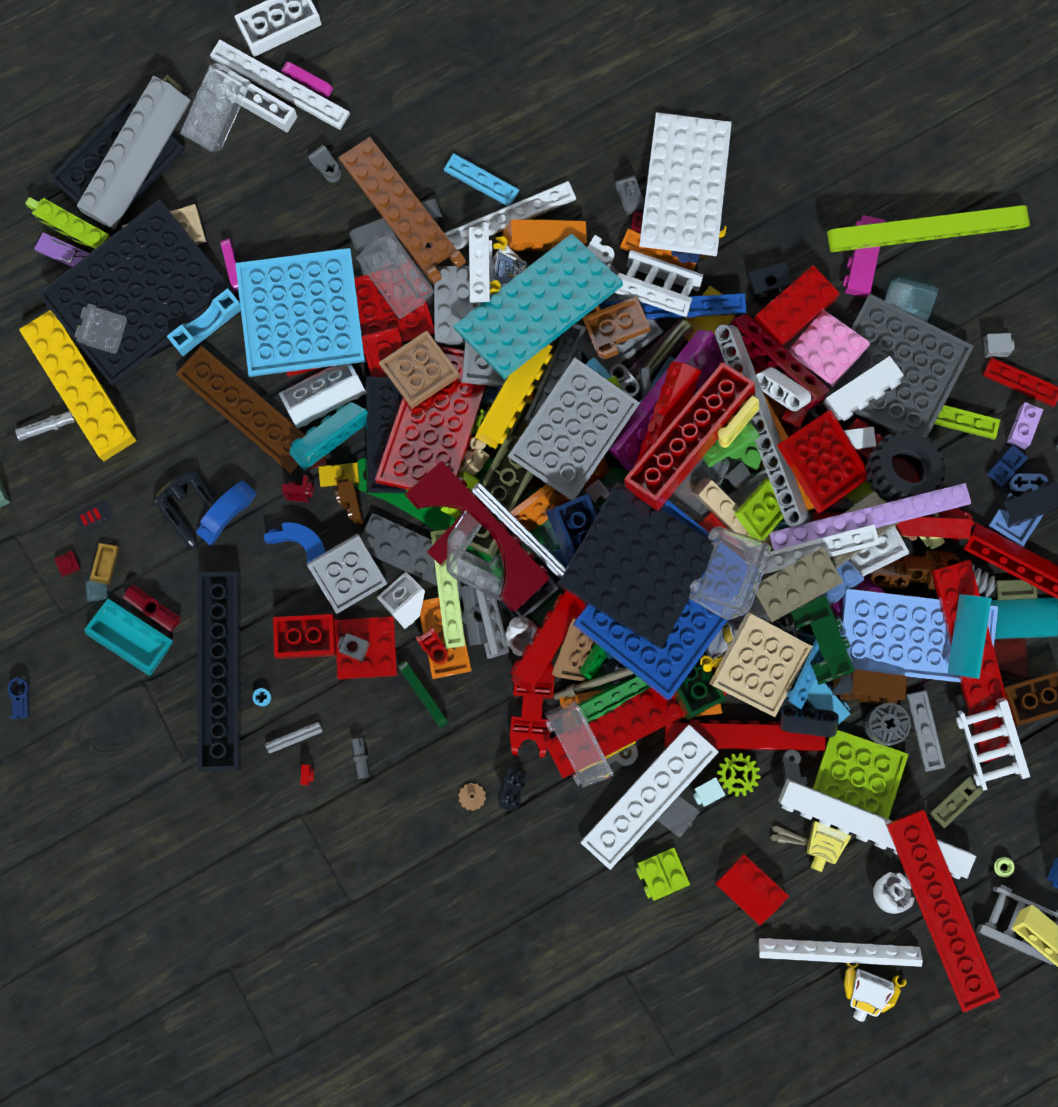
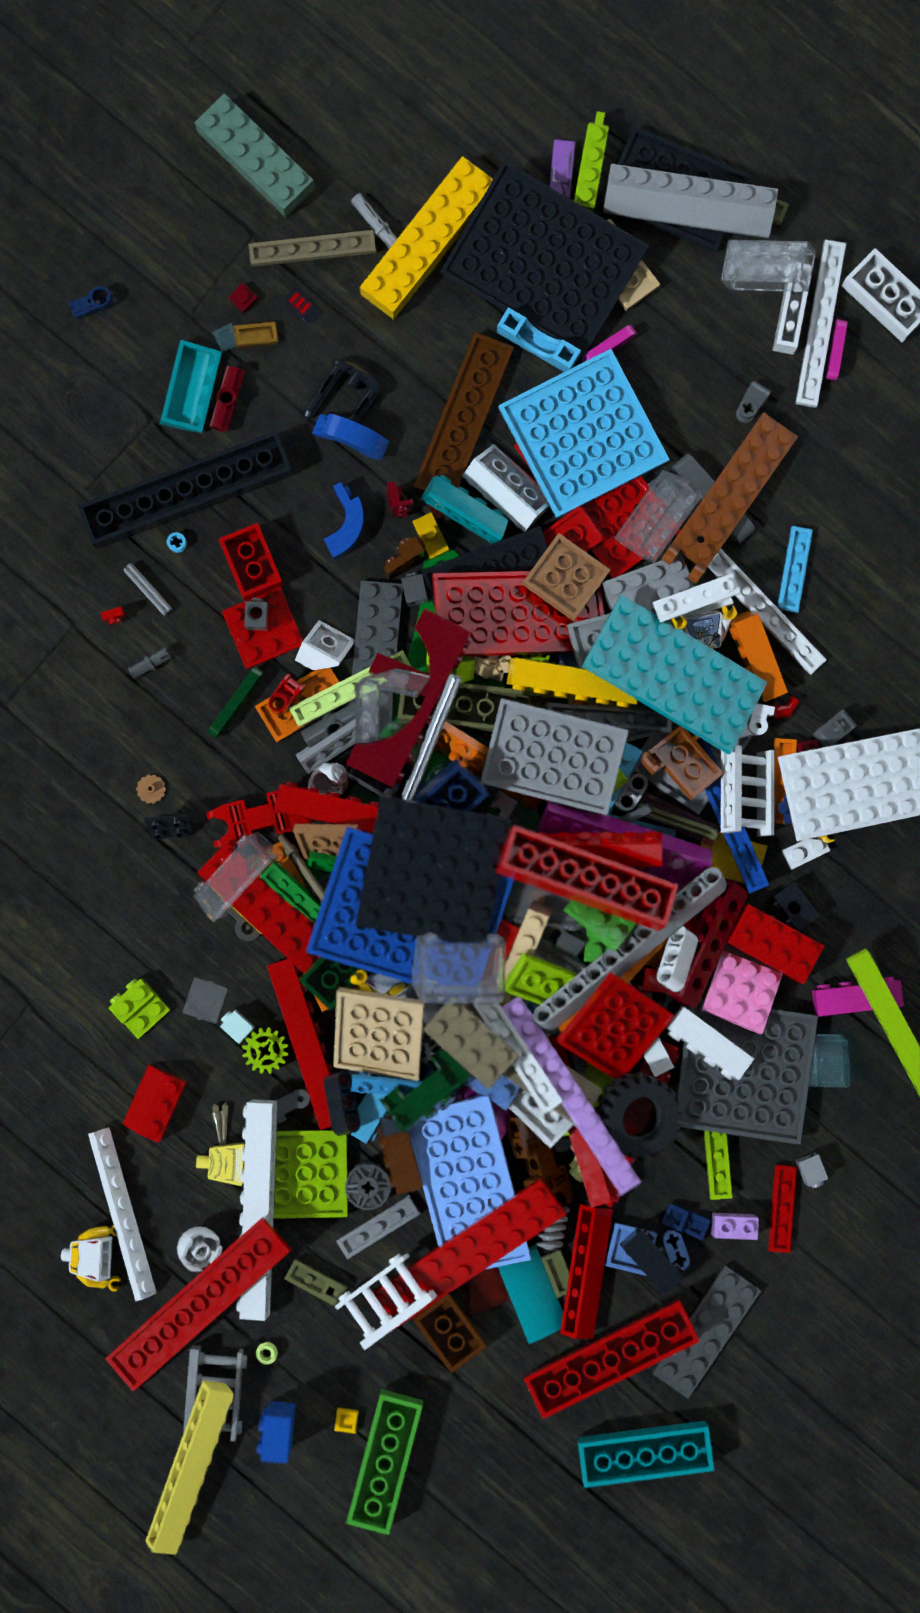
camera: 65 degrees right, 5 degrees up
(47, 488) = (312, 248): none -> dark tan plate
(101, 329) = (491, 237): clear bracket -> none
(347, 573) = (329, 580): light grey plate -> none
(381, 503) = (414, 589): none -> dark grey brick
(600, 229) = (786, 710): none -> red arm
(649, 796) = (210, 967): white plate -> none
(725, 257) = (805, 851): none -> white plate
(738, 422) = (620, 924): light yellow plate -> none
(969, 636) = (483, 1239): teal slope -> none

